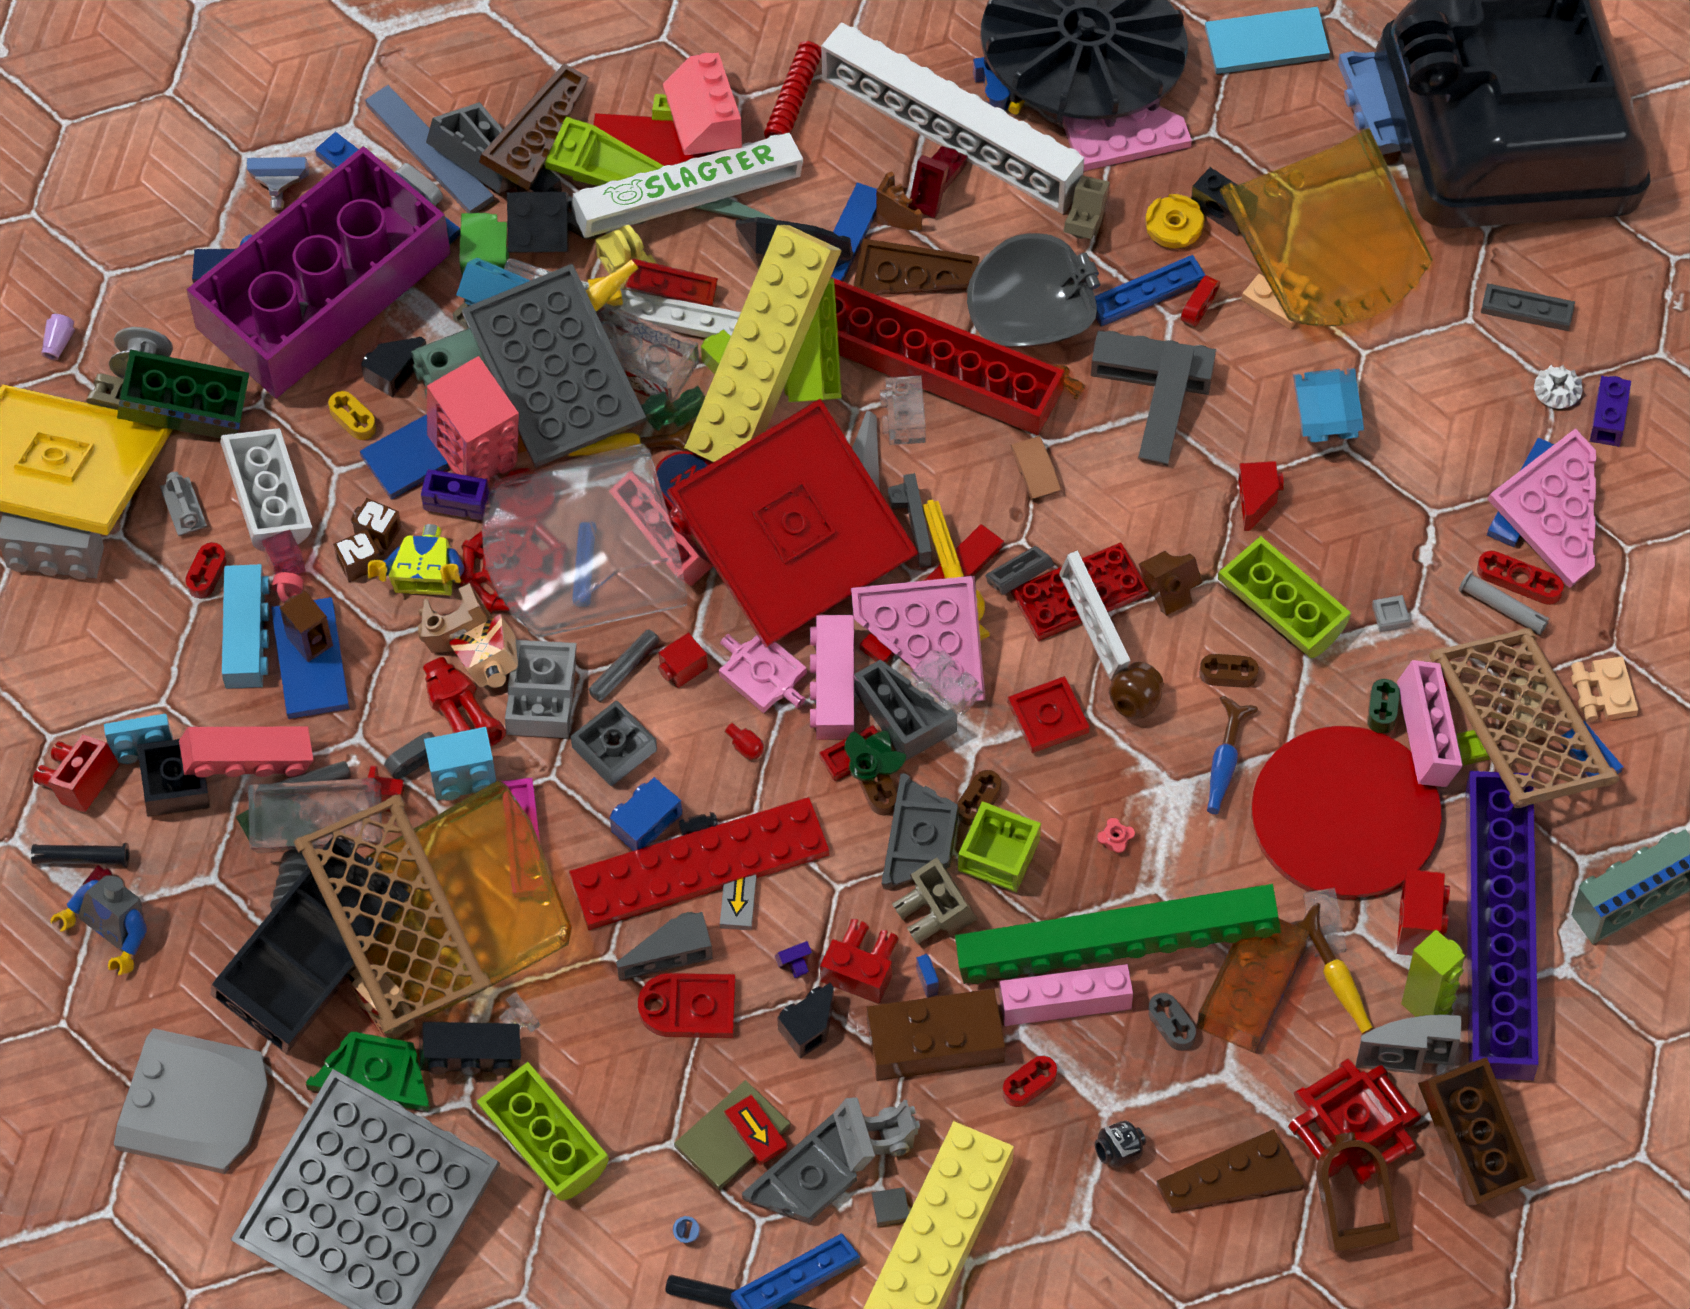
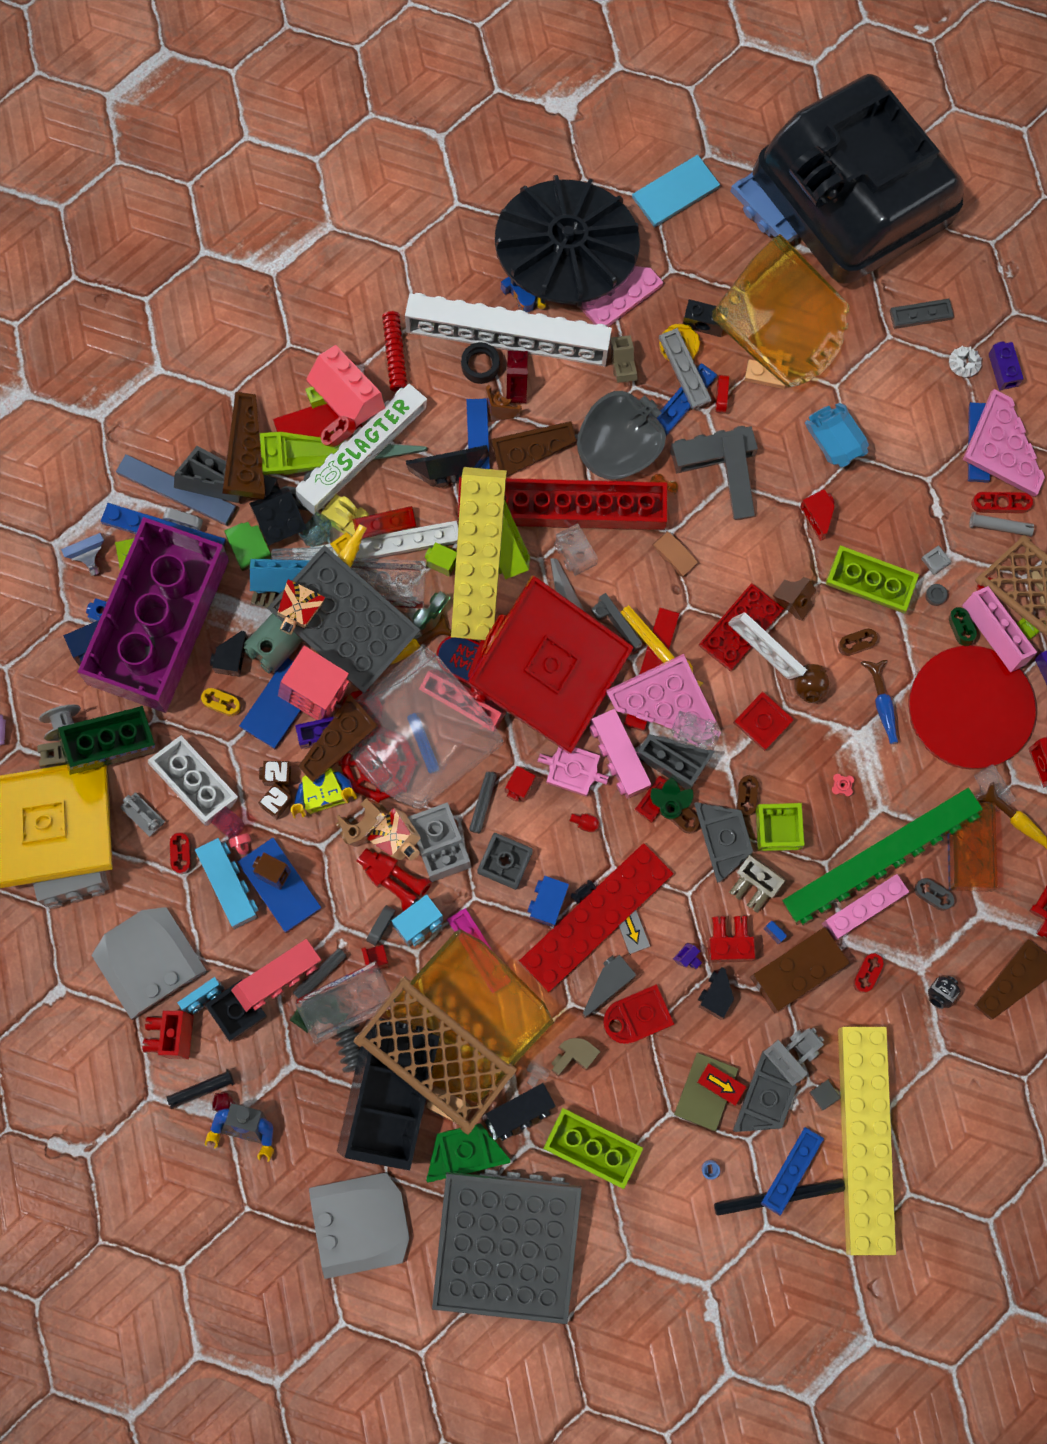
camera: 30 degrees left, 15 degrees up
(95, 675) = (146, 959): none -> light grey wedge
(485, 500) = (341, 736): none -> reddish brown wing
(500, 319) = (298, 606): none -> torso
(582, 1007) = (575, 1049): none -> dark tan brick
(585, 260) = (317, 530): none -> clear light blue hair
(665, 150) = (338, 431): none -> red beam
(897, 128) = (483, 348): none -> black tyre
(1019, 570) = (701, 630): dark grey tile -> none
(1164, 250) = (684, 368): none -> light grey tile
(1369, 655) = (936, 594): none -> dark grey tile

